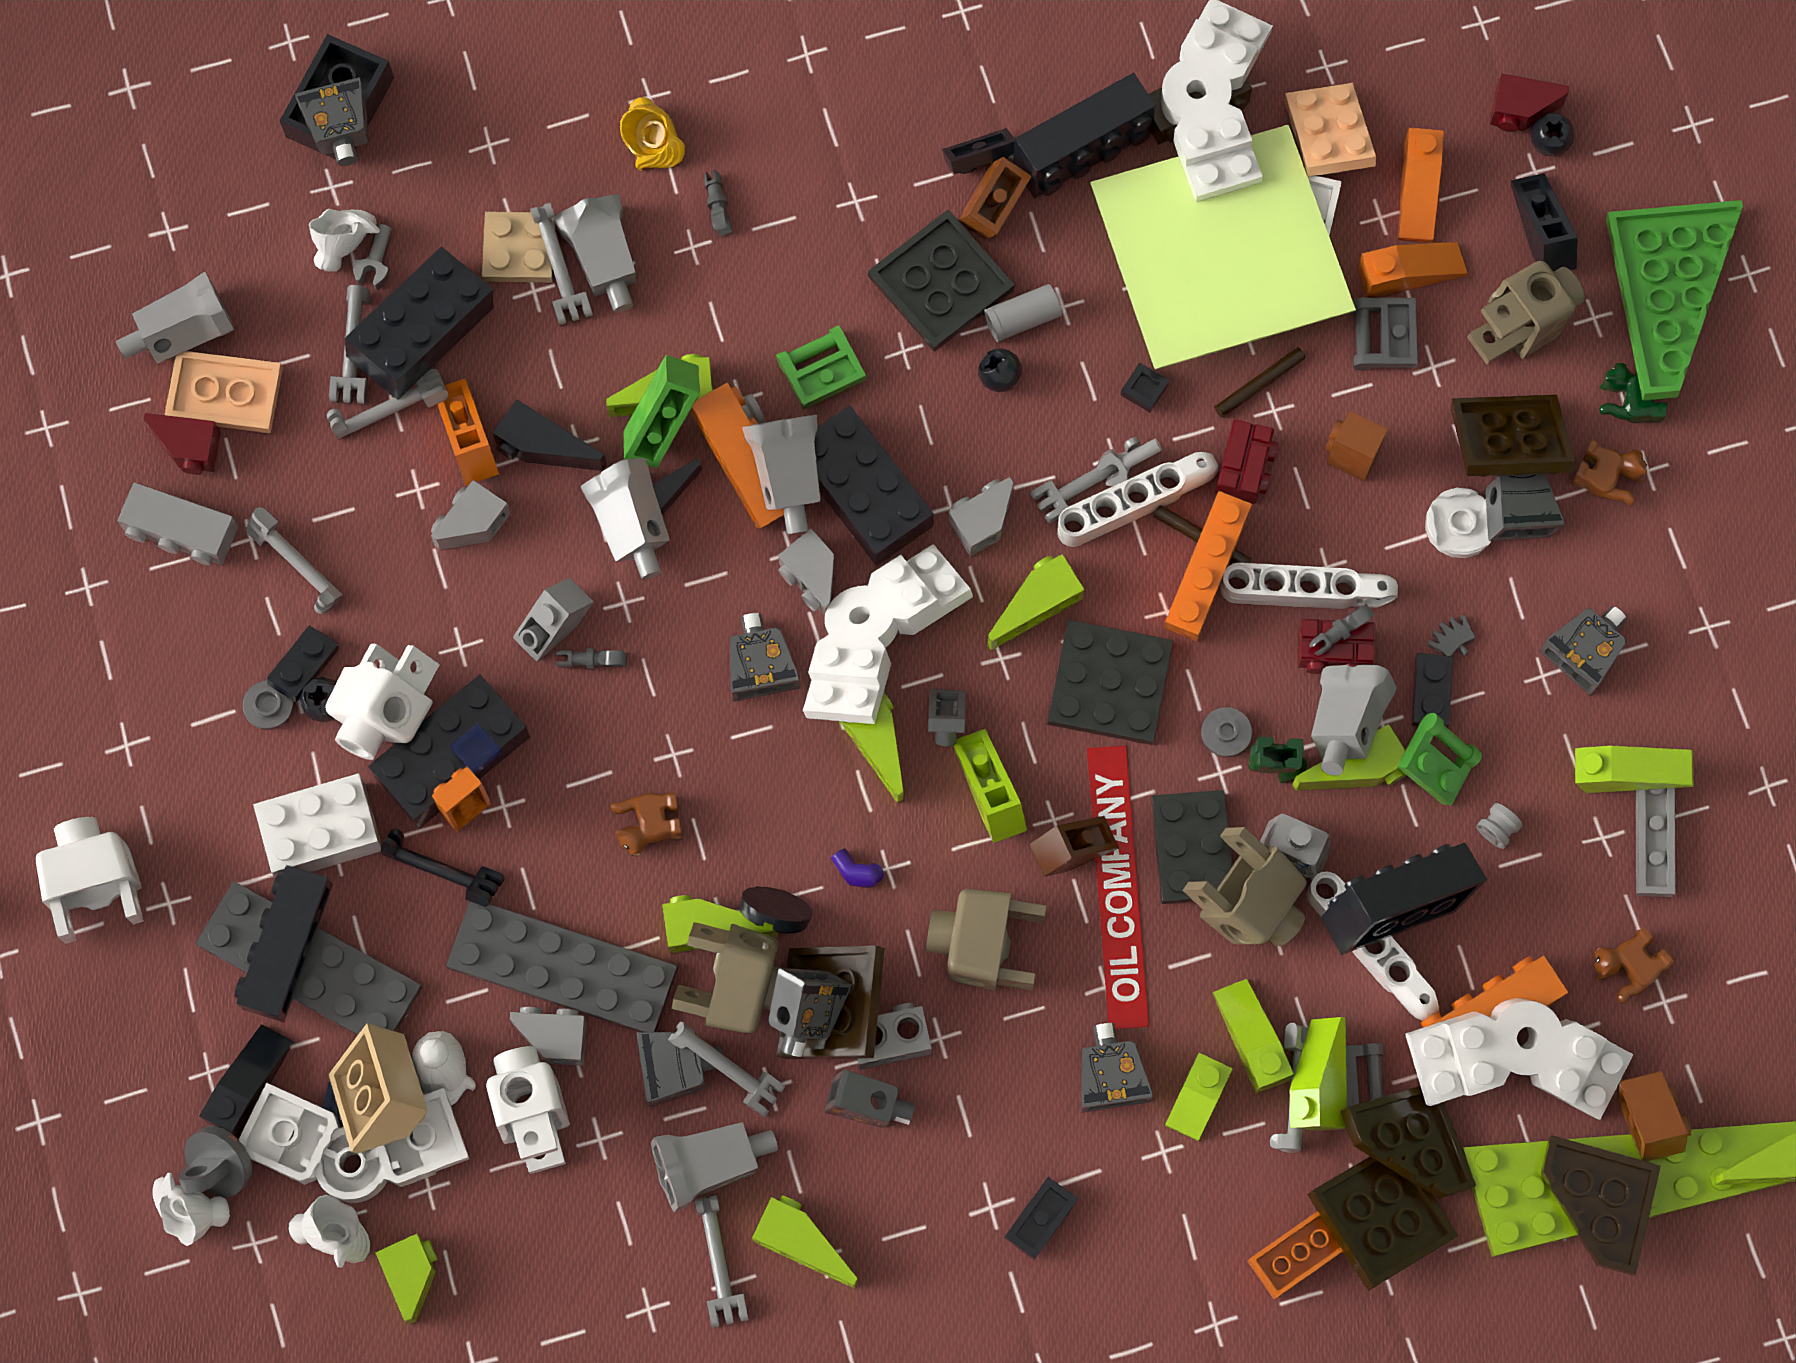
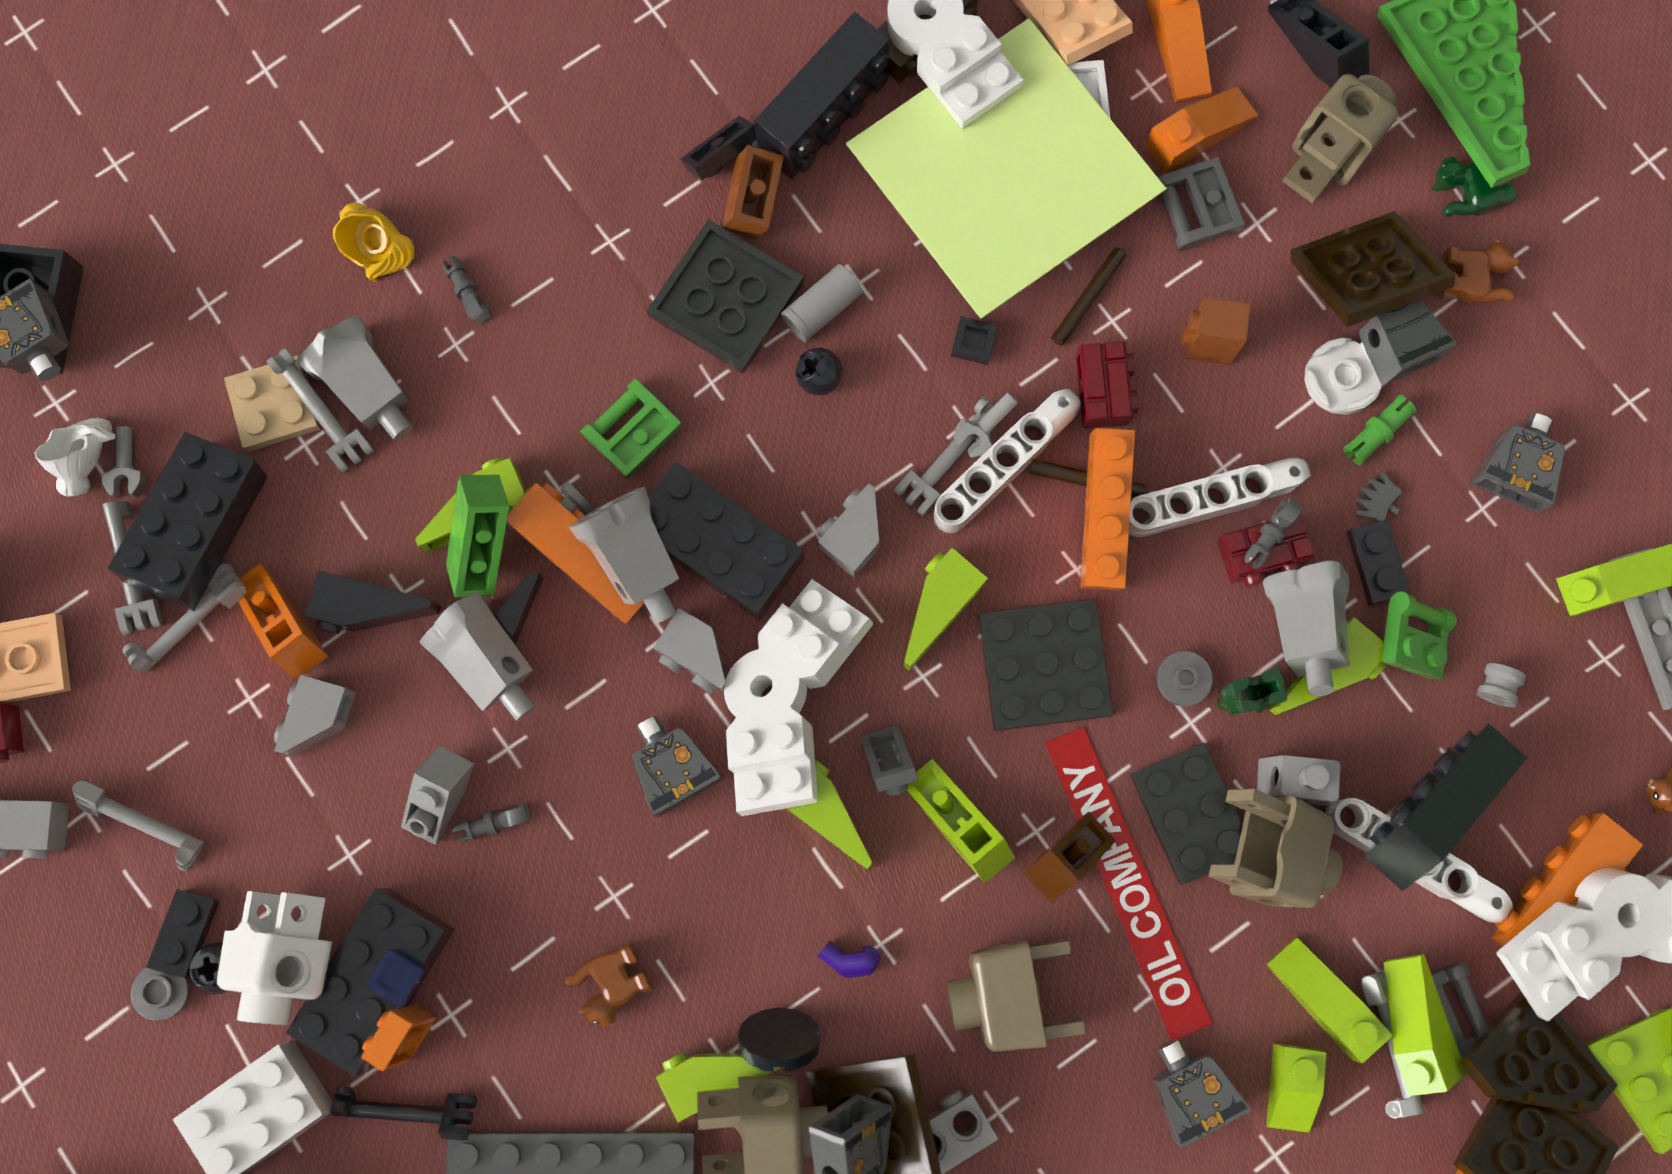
camera: 15 degrees left, 5 degrees up
(1473, 577) = (1379, 430): none -> bright green pin

